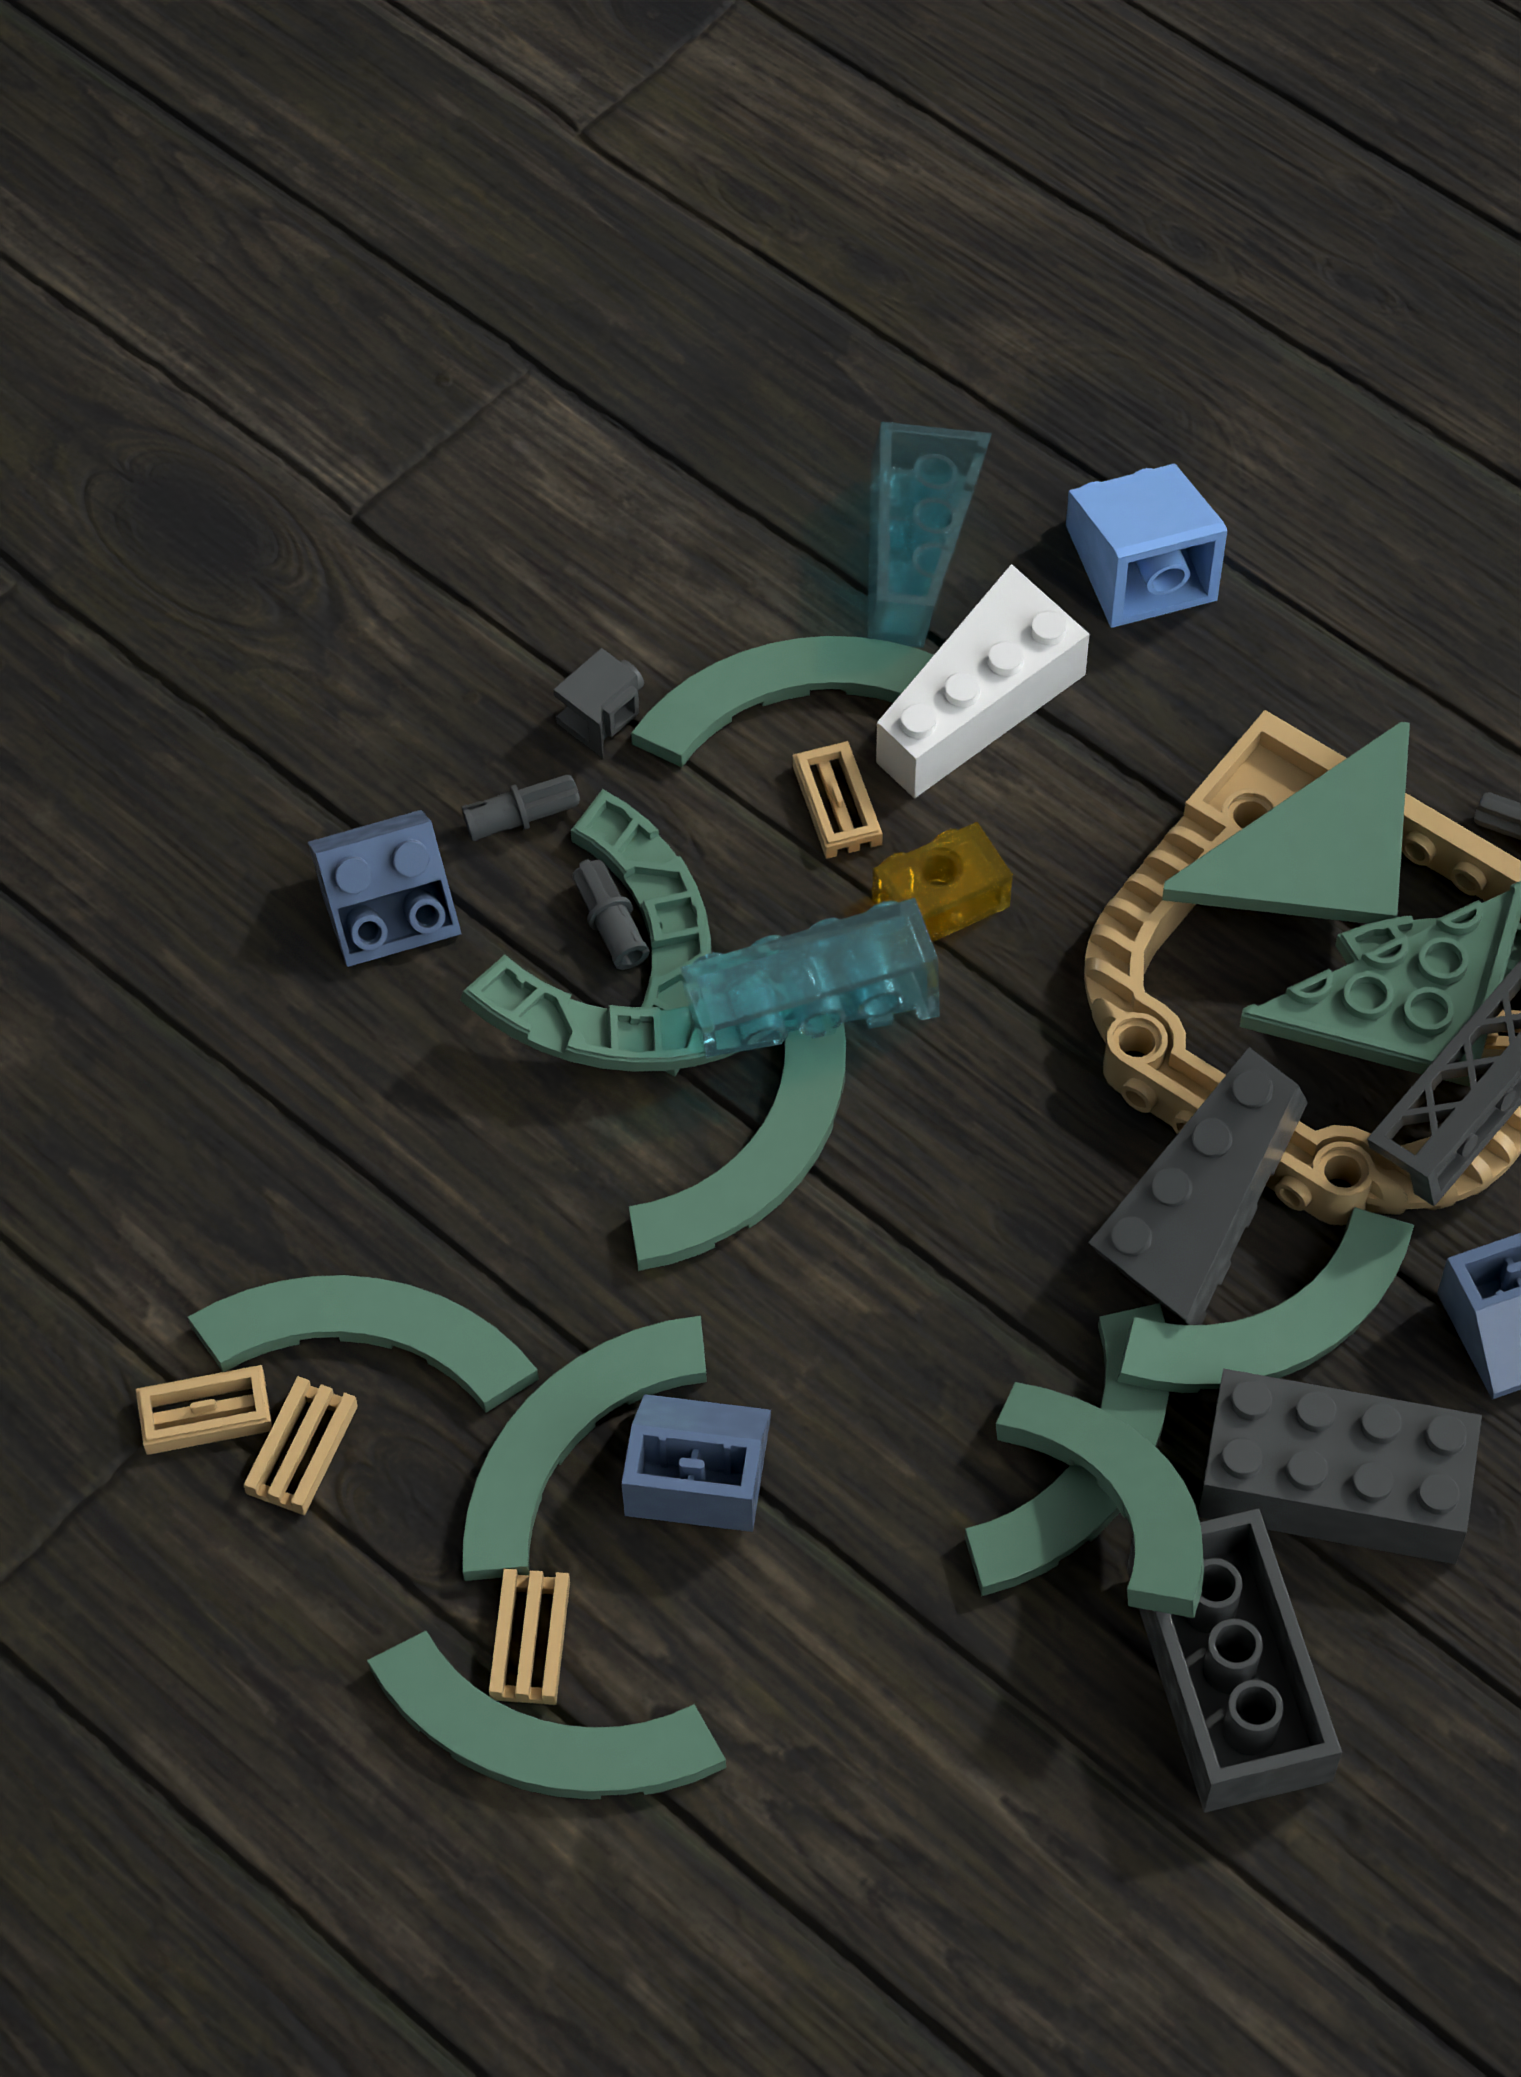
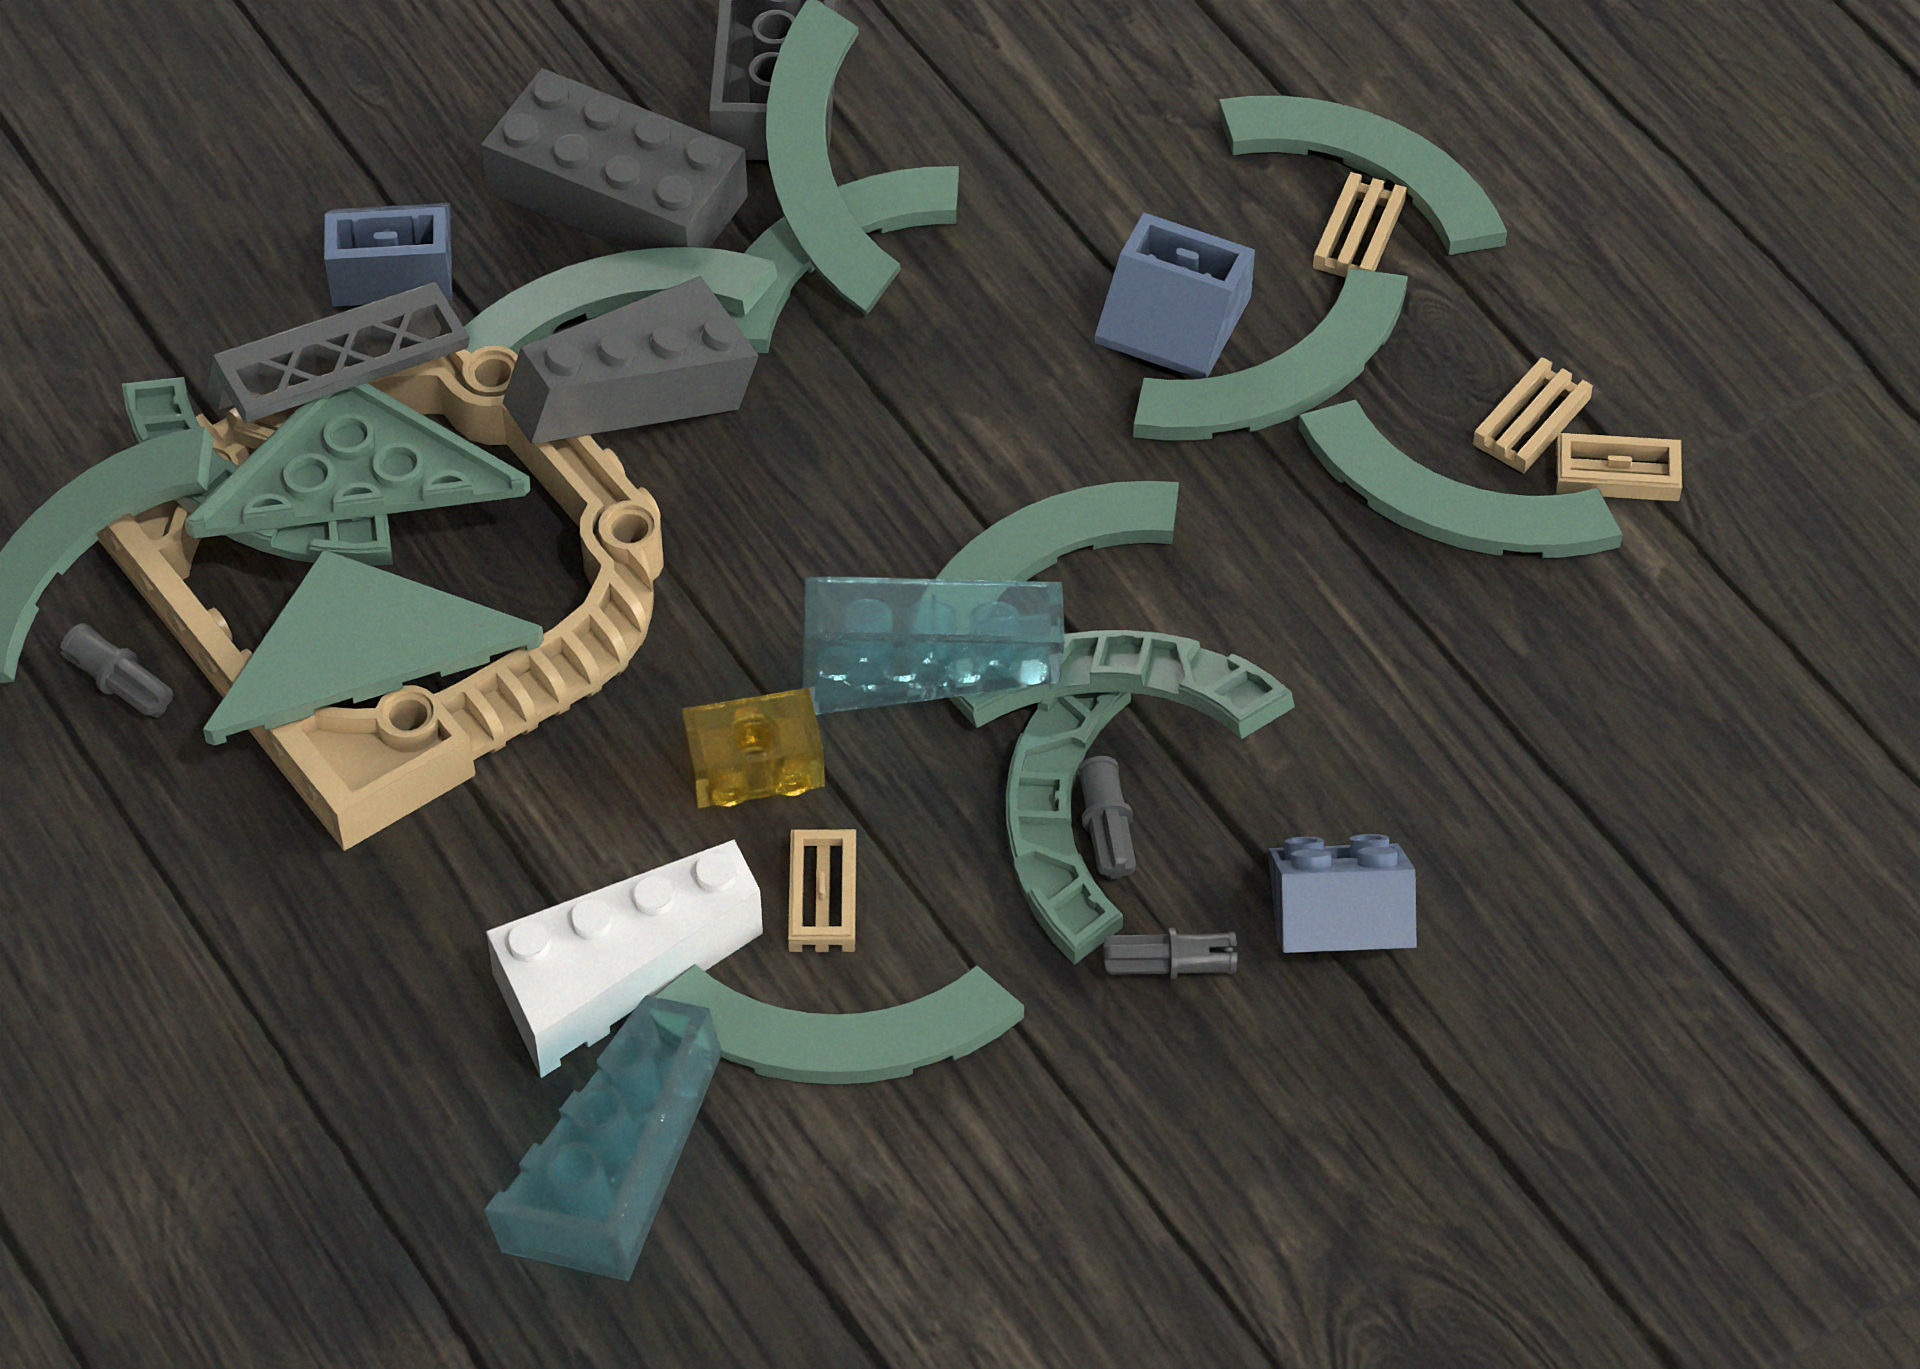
camera: 165 degrees left, 5 degrees down
(599, 699) = (1048, 1046): dark grey window -> none
(1147, 543) = (361, 1057): light blue slope -> none

